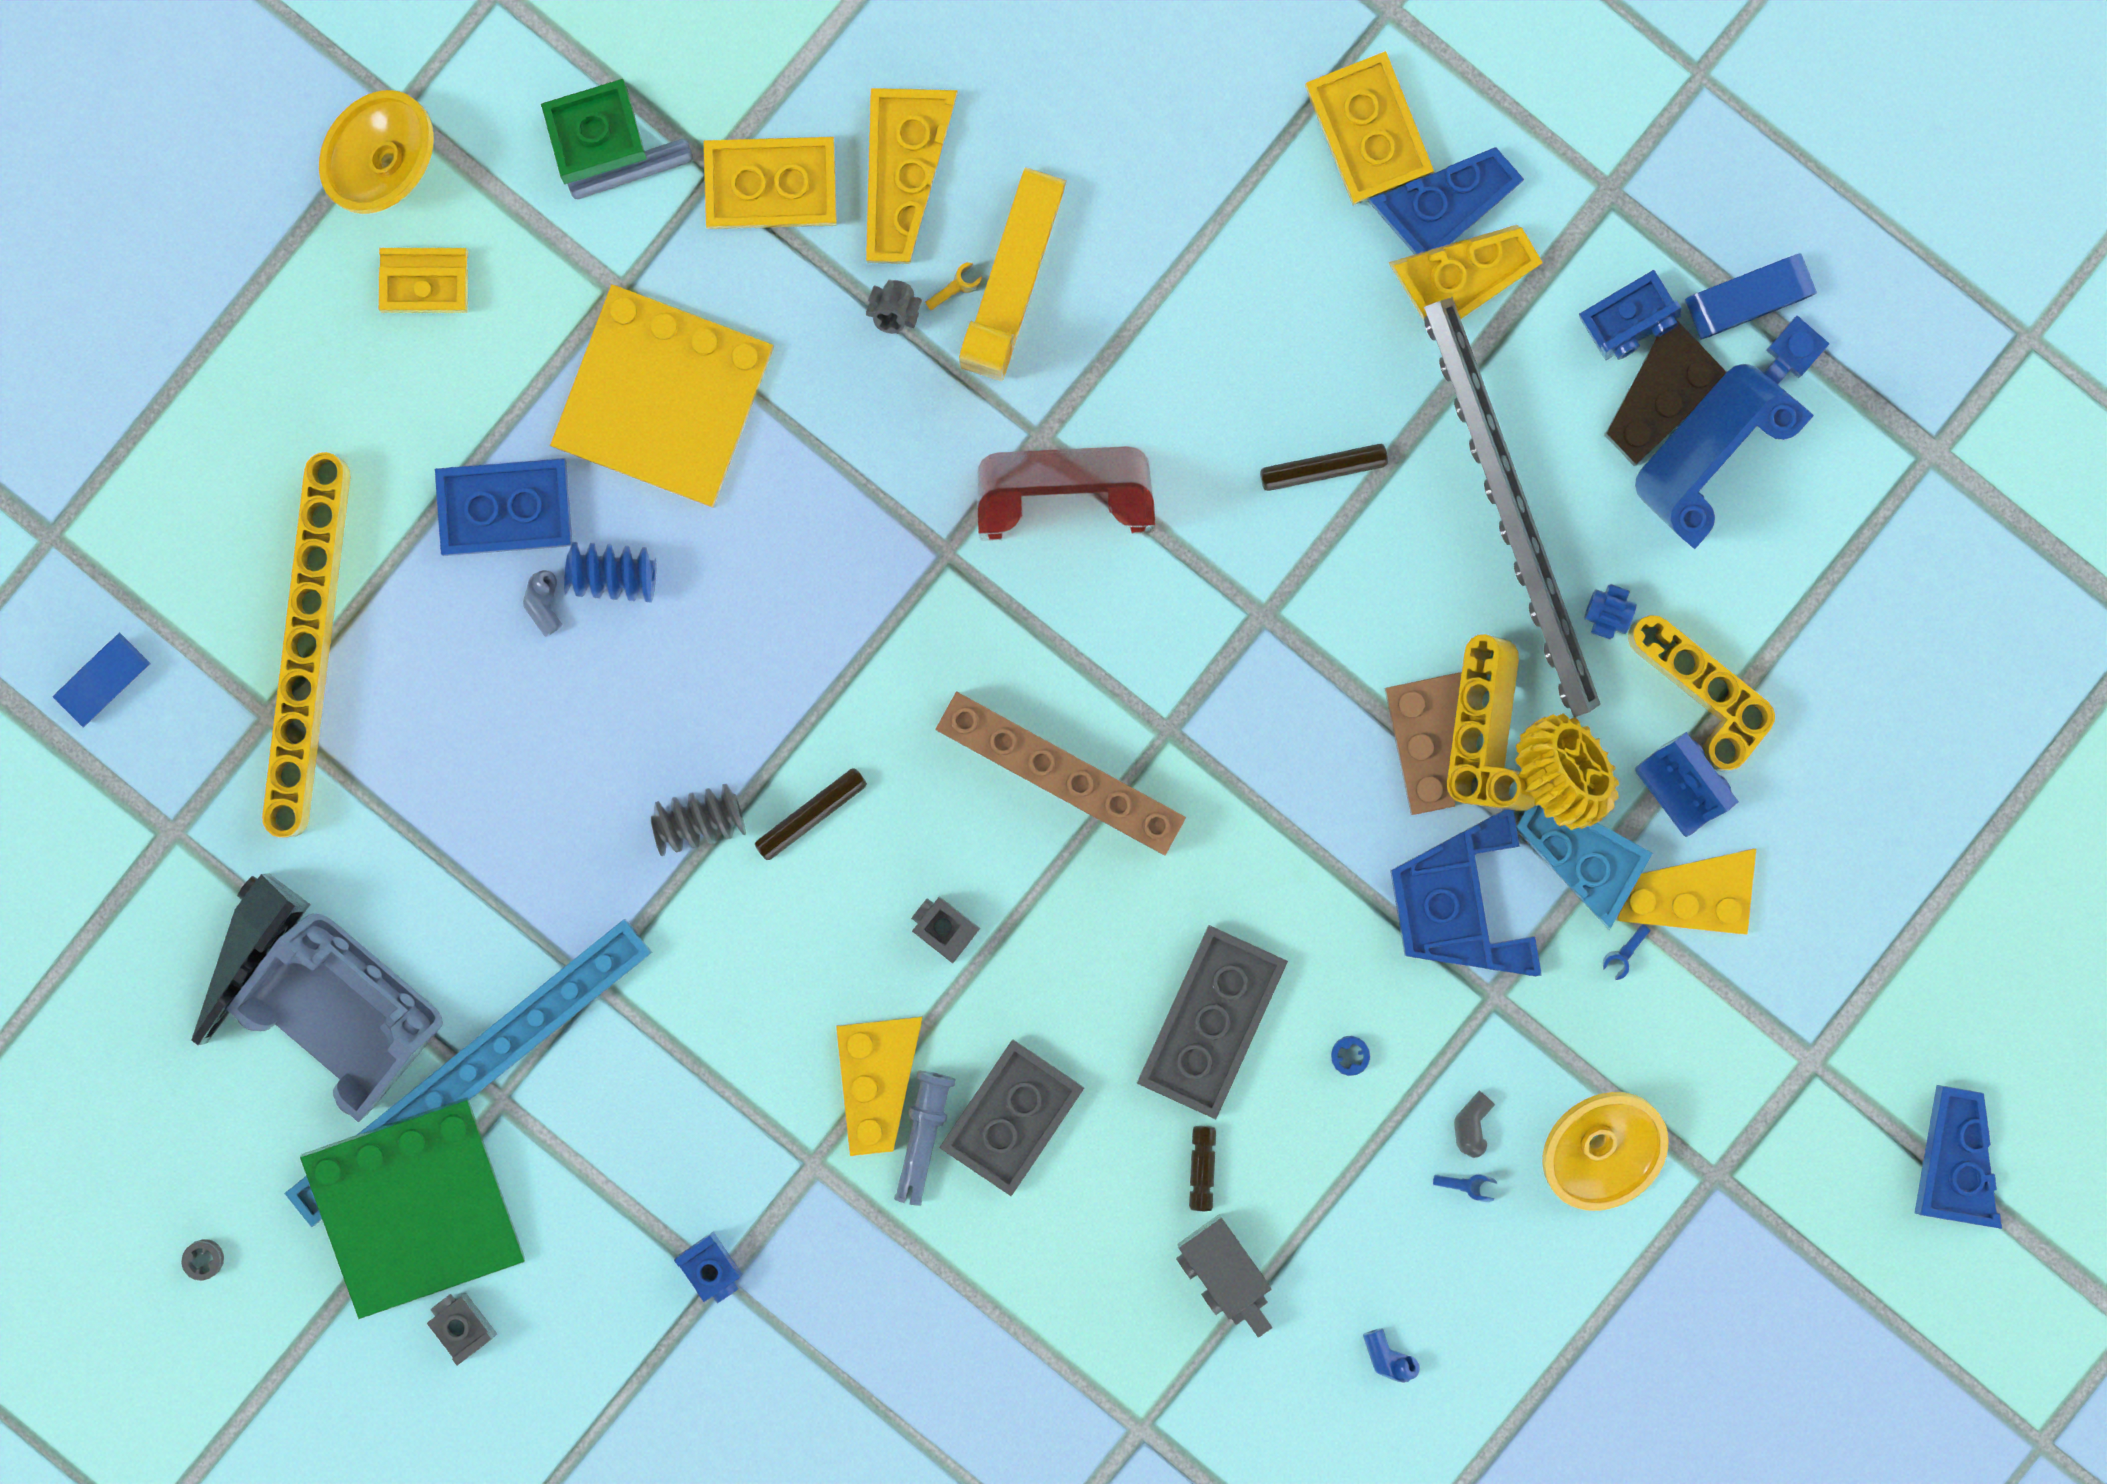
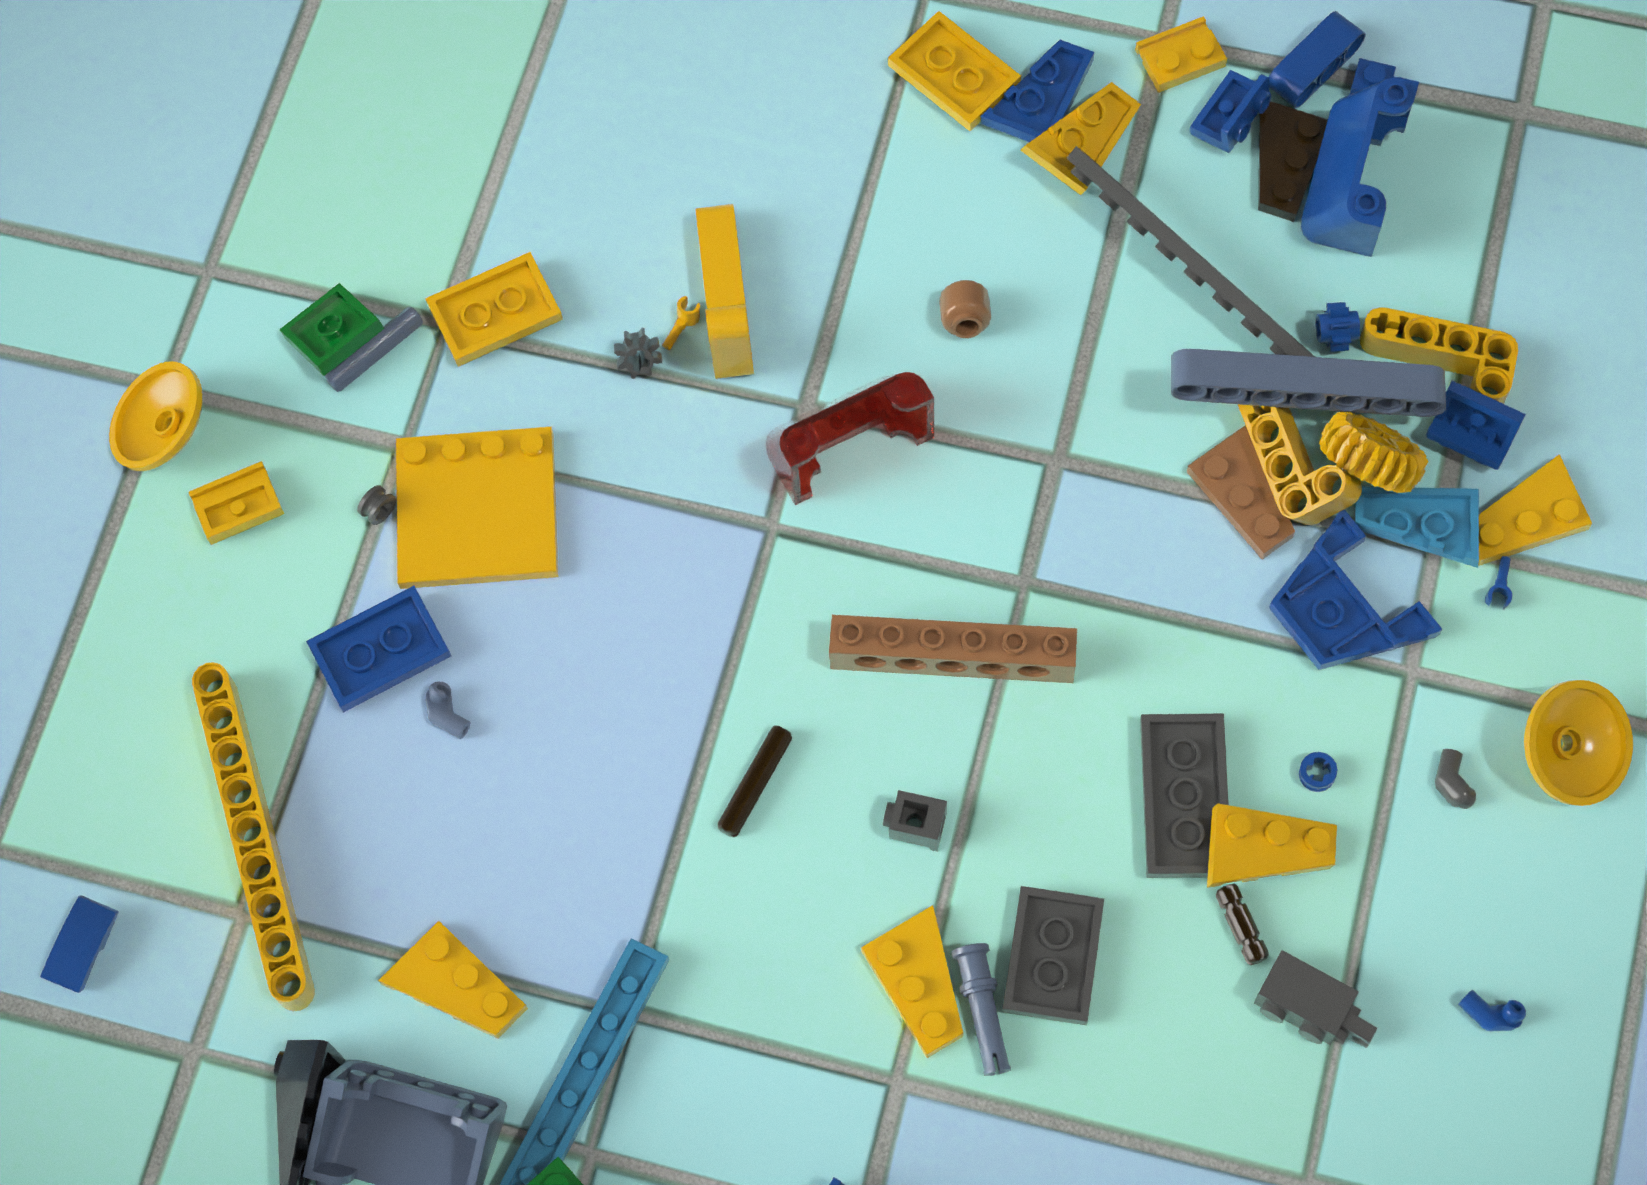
camera: 20 degrees left, 20 degrees down
(442, 880) = (453, 980): none -> yellow wing
(562, 350) = (376, 505): none -> dark grey bush
(610, 572) = (492, 657): blue piece -> none
(696, 819) = (657, 823): dark grey piece -> none
(903, 160) = (594, 246): yellow wing -> none
(1247, 412) = (965, 308): none -> medium nougat head
(1259, 1108) = (1266, 844): none -> yellow wing
(1324, 467) = (1048, 325): dark brown axle -> none
(1471, 1185) = (1478, 832): blue hand -> none
(1538, 674) = (1308, 382): none -> sand blue beam
(1616, 219) = (1181, 54): none -> yellow plate

